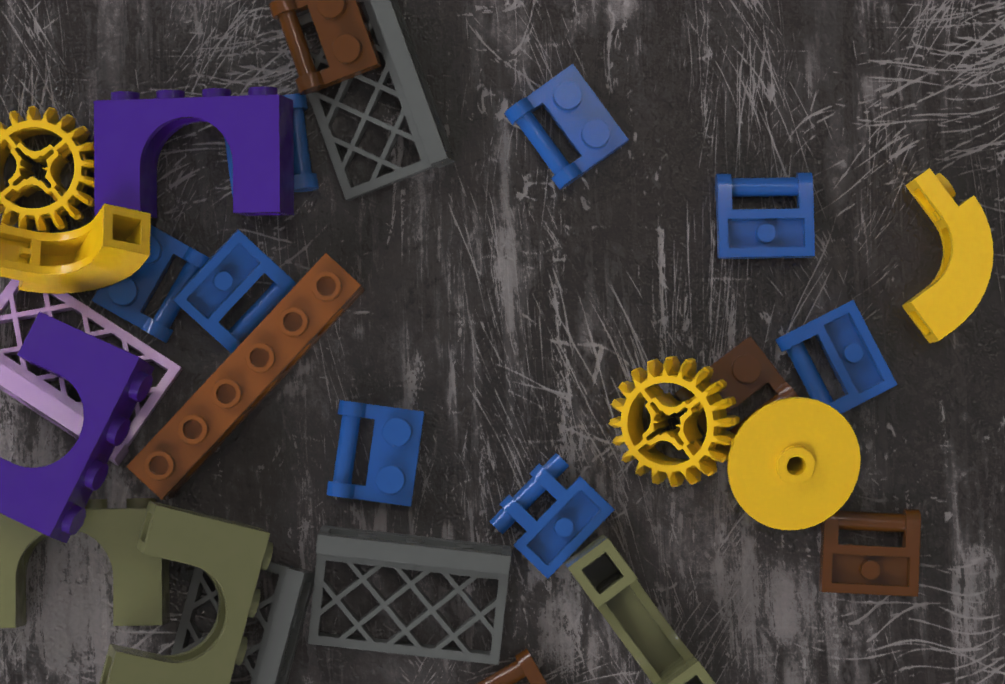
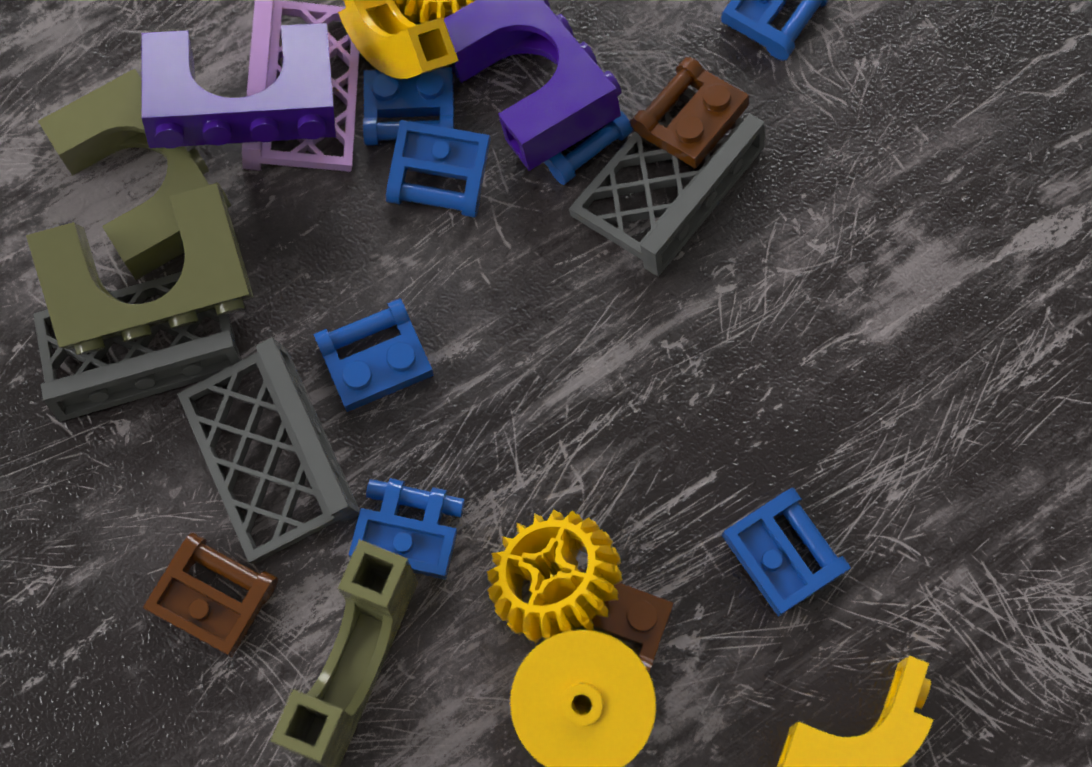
camera: 60 degrees right, 15 degrees down
(245, 378) = (373, 213): dark orange brick -> none
(579, 118) = (762, 347): blue plate -> none
(849, 352) = (716, 702): blue plate -> none

